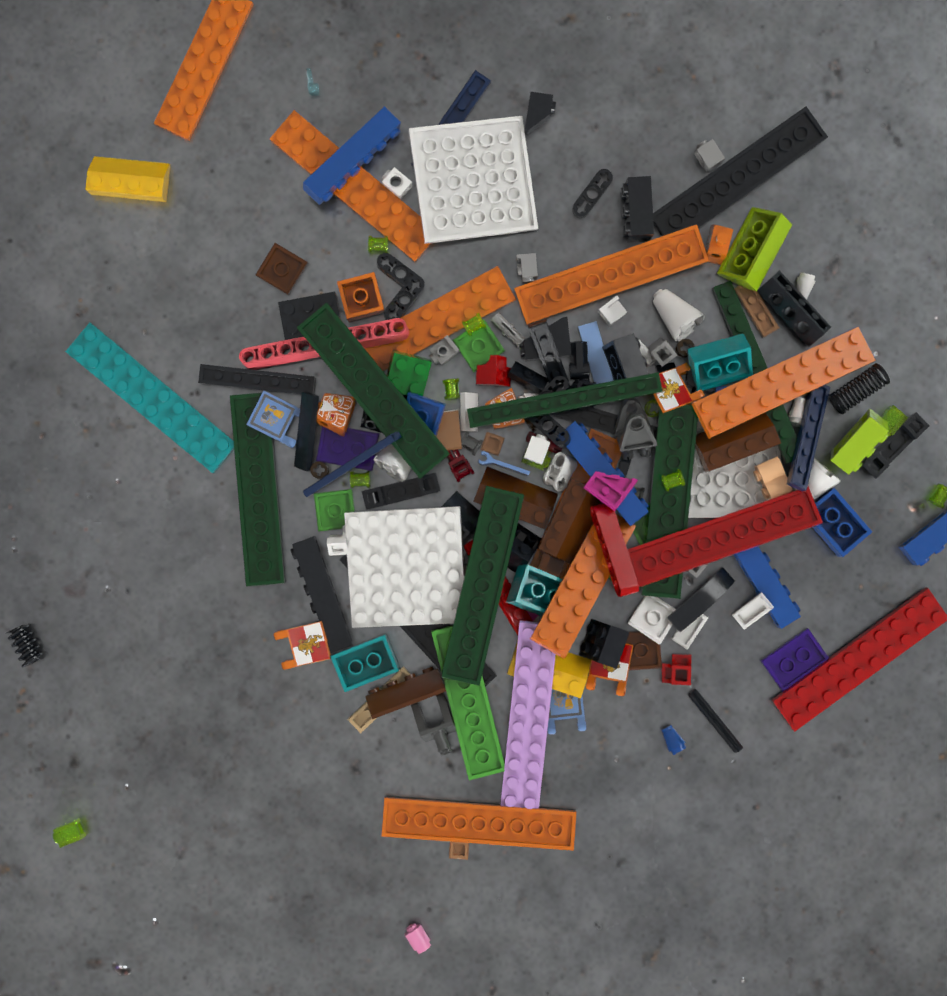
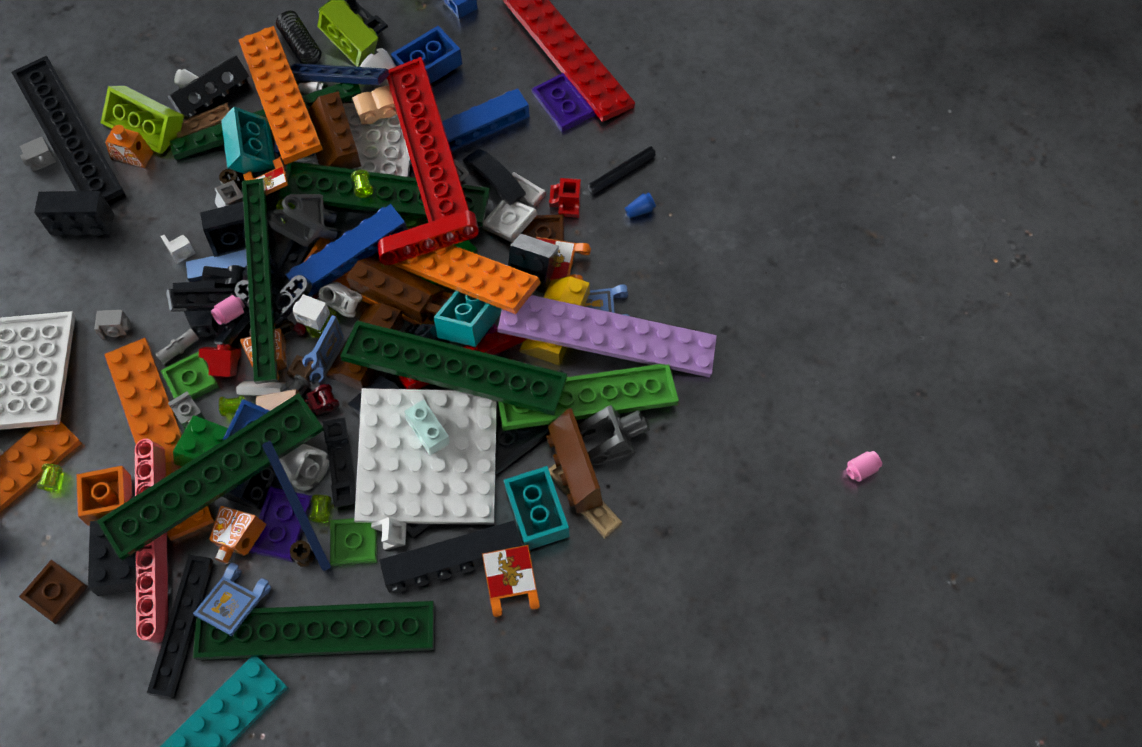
camera: 90 degrees left, 25 degrees down
(306, 431) = (250, 562): black tile -> none
(405, 282) = (101, 450): black beam -> none
(421, 568) = (426, 427): none -> light aqua brick
(458, 850) = (759, 420): medium nougat tile -> none
(473, 324) = (162, 376): clear neon green bush -> none
(478, 823) = (729, 401): orange plate -> none
(537, 373) = (228, 310): none -> bright pink brick
(596, 179) = (46, 254): black beam -> none
(609, 488) = (361, 237): dark pink wing -> none
(611, 274) = (138, 245): orange plate -> none
(677, 314) = (191, 185): white cone -> none
(753, 610) = (508, 130): white tile -> none

